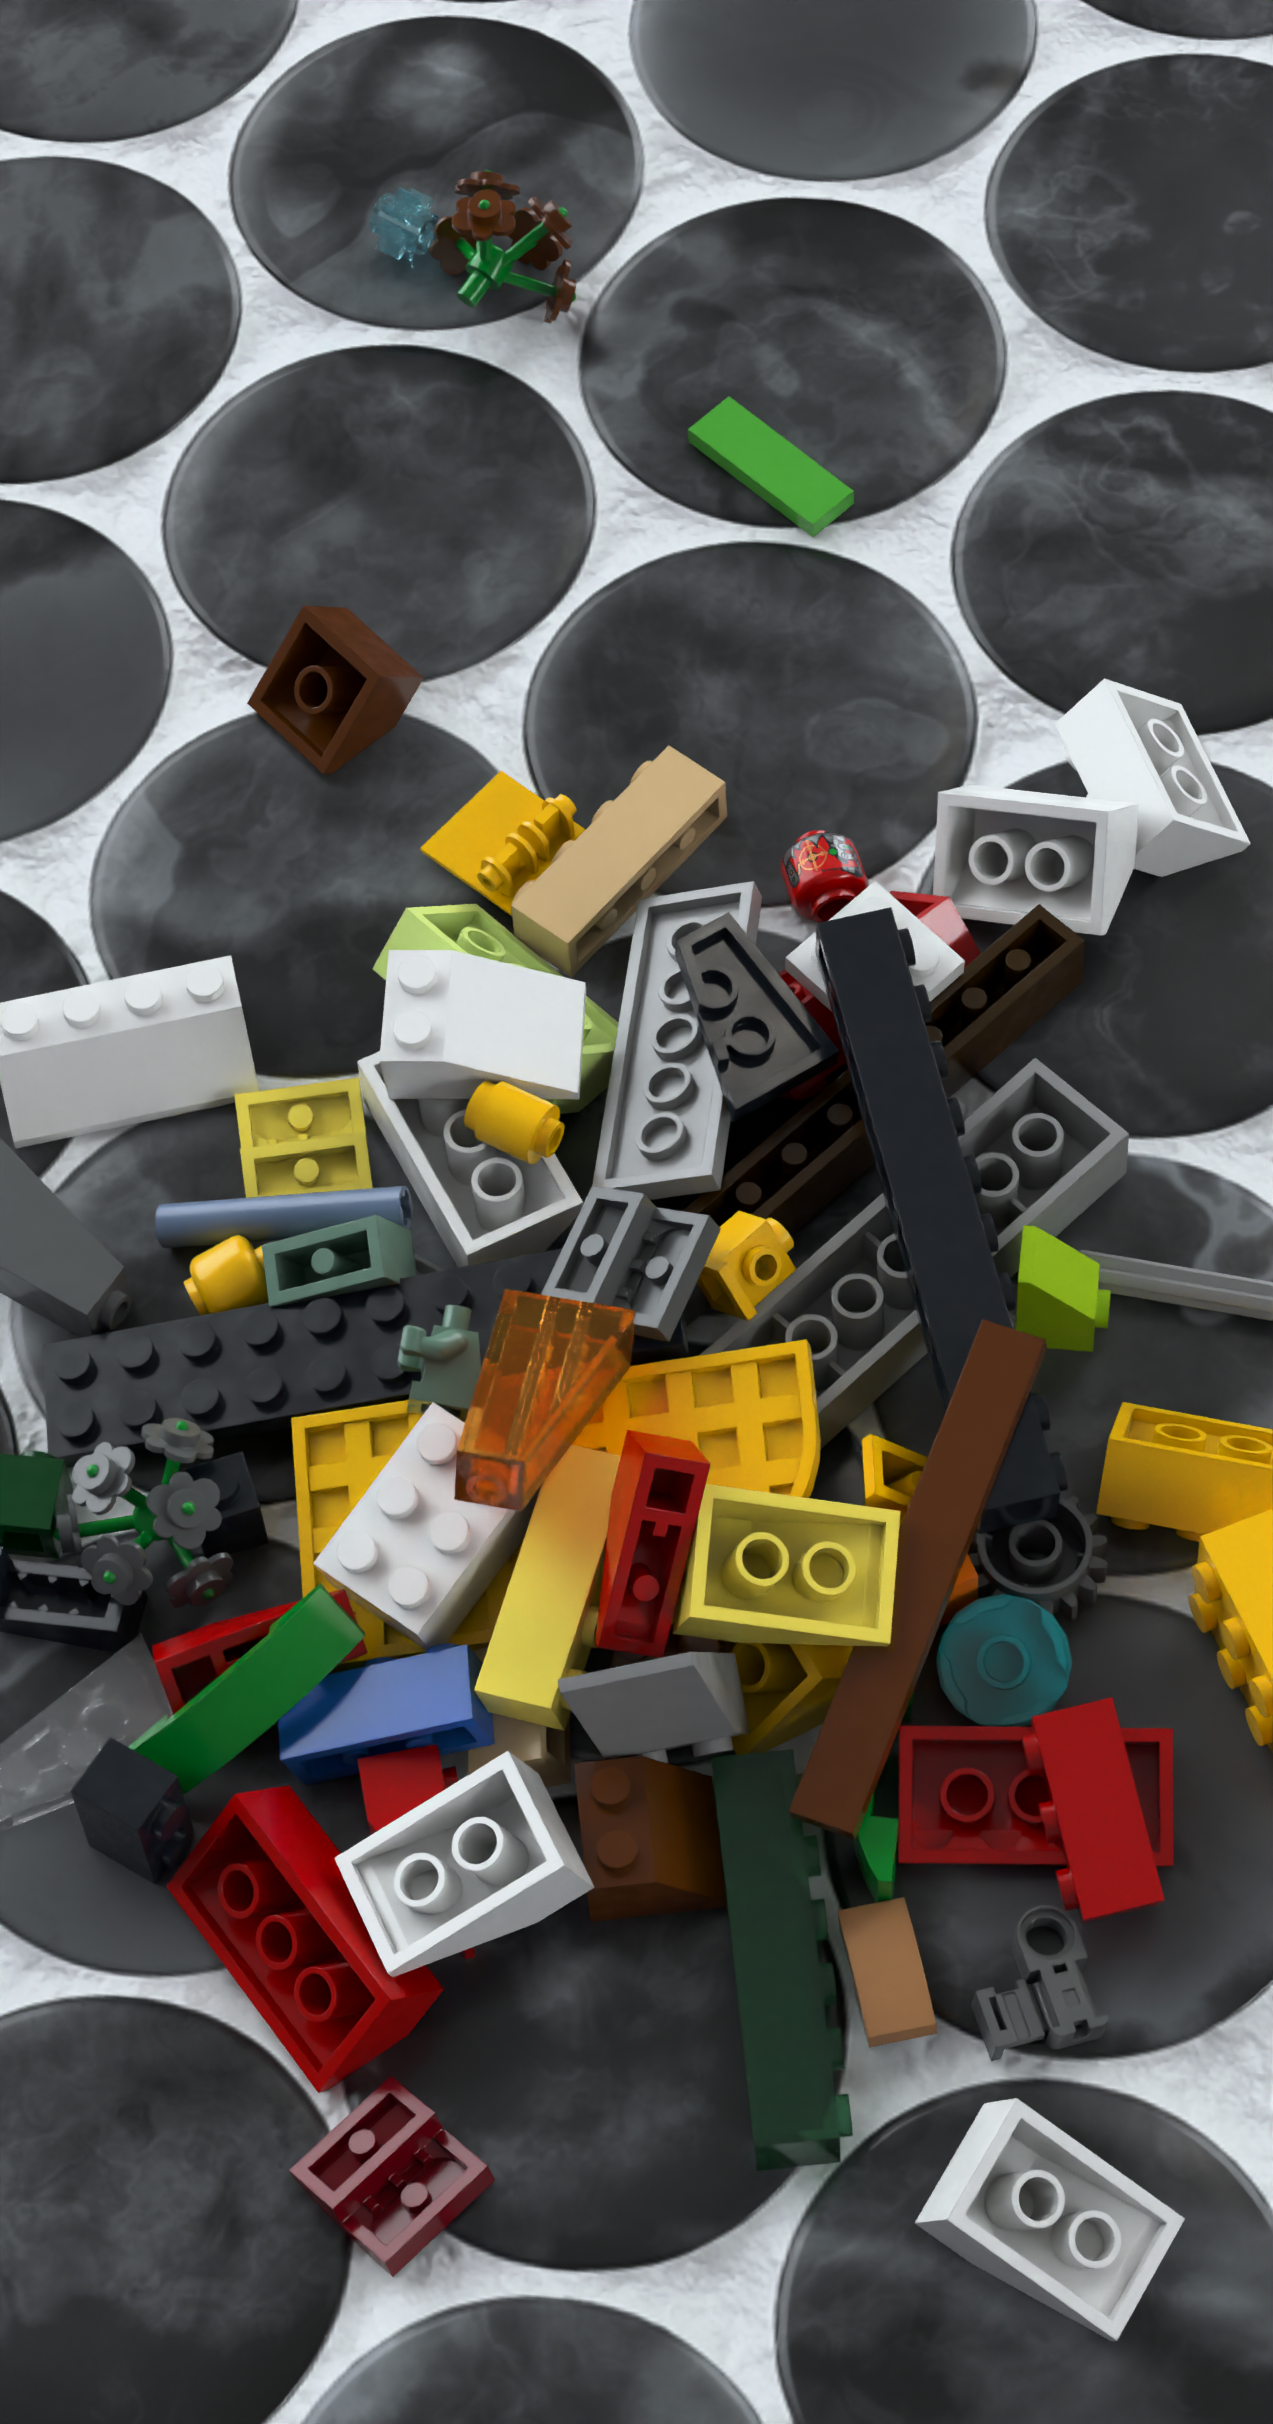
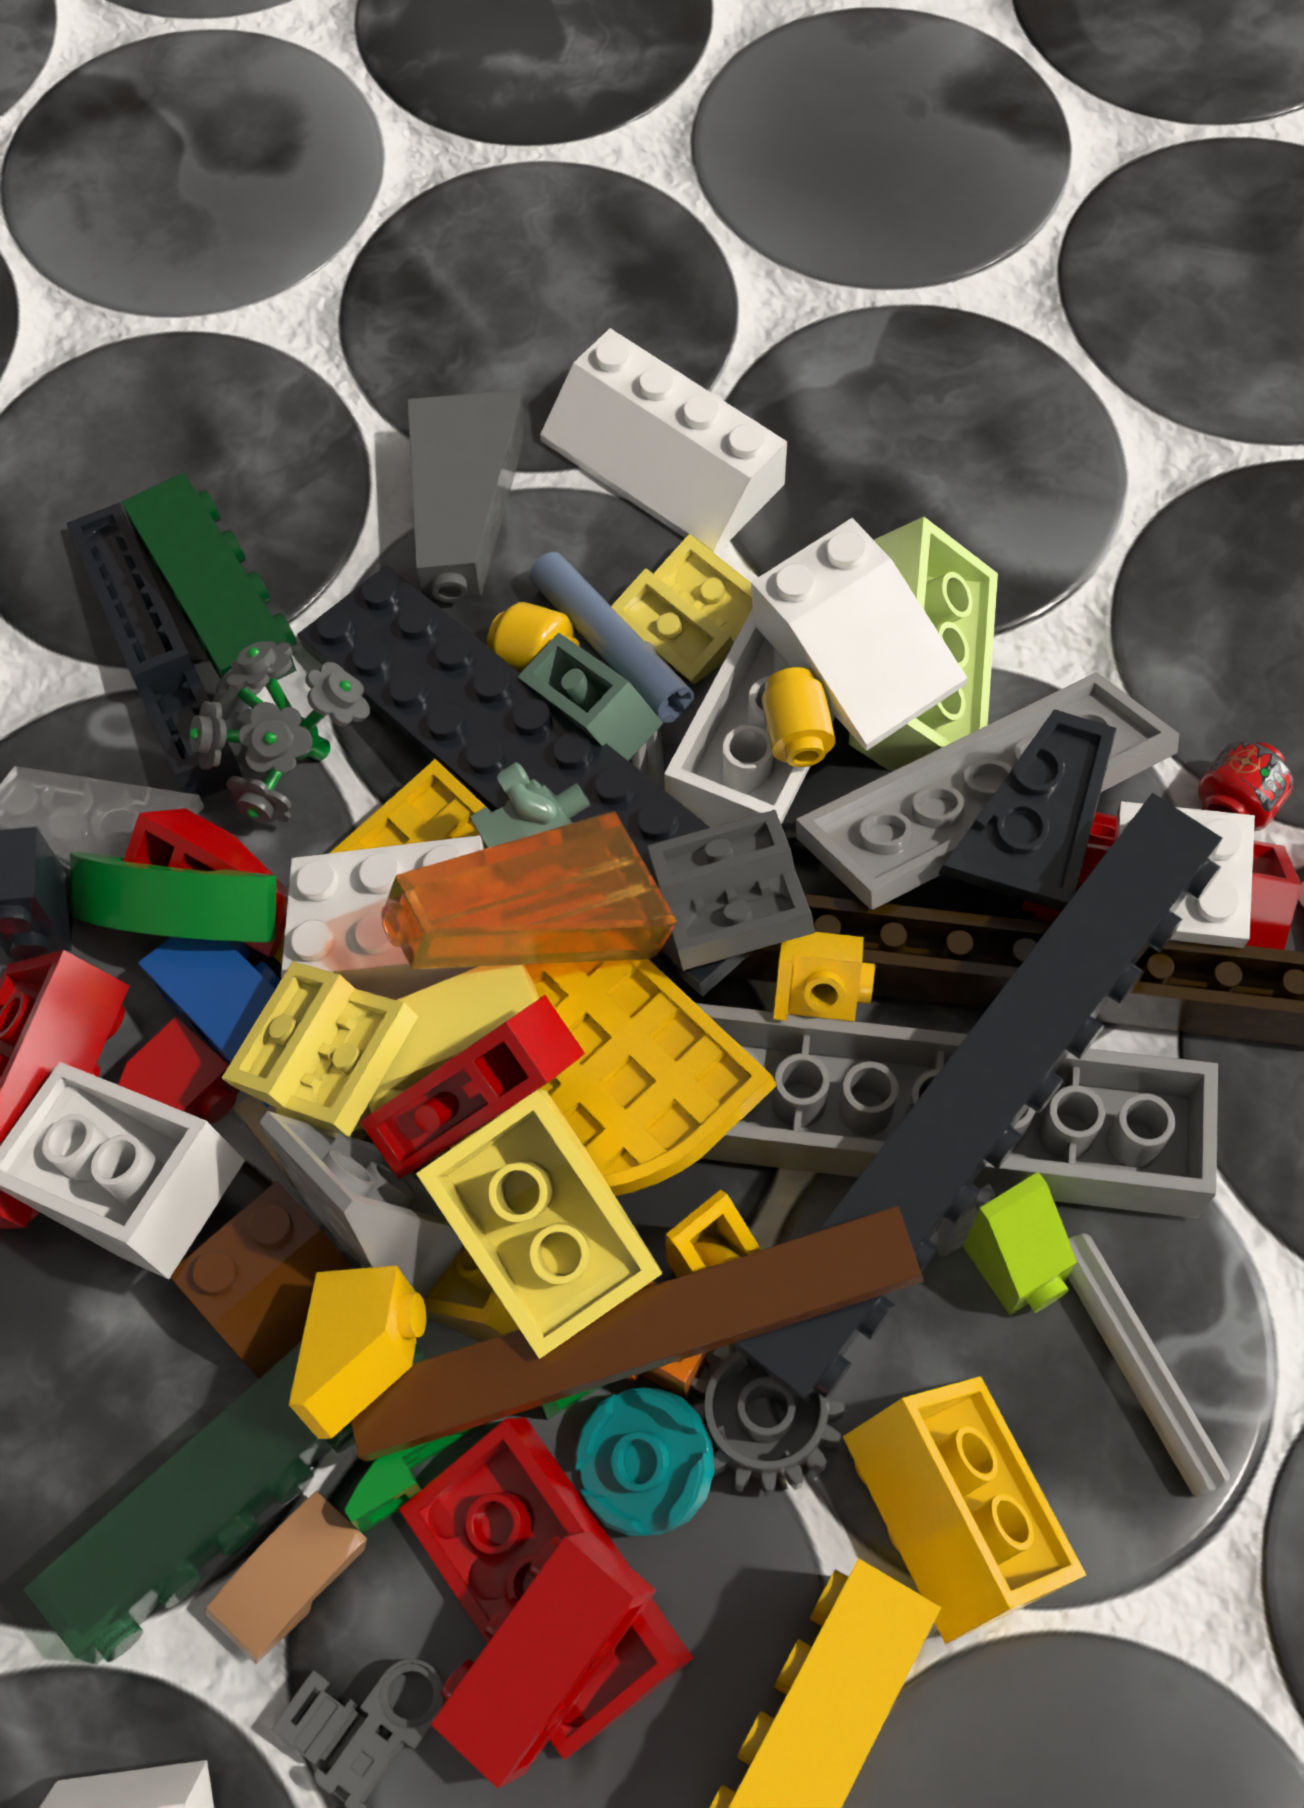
camera: 50 degrees right, 5 degrees up
(239, 1507) = (340, 772): black brick -> none
(333, 687) = (1083, 353): reddish brown slope -> none
(503, 838) = (1066, 555): yellow hinge -> none
(513, 1633) = (320, 1048): none -> light yellow slope
(618, 860) = (1121, 635): tan brick -> none
(766, 1765) = (354, 1344): none -> yellow slope

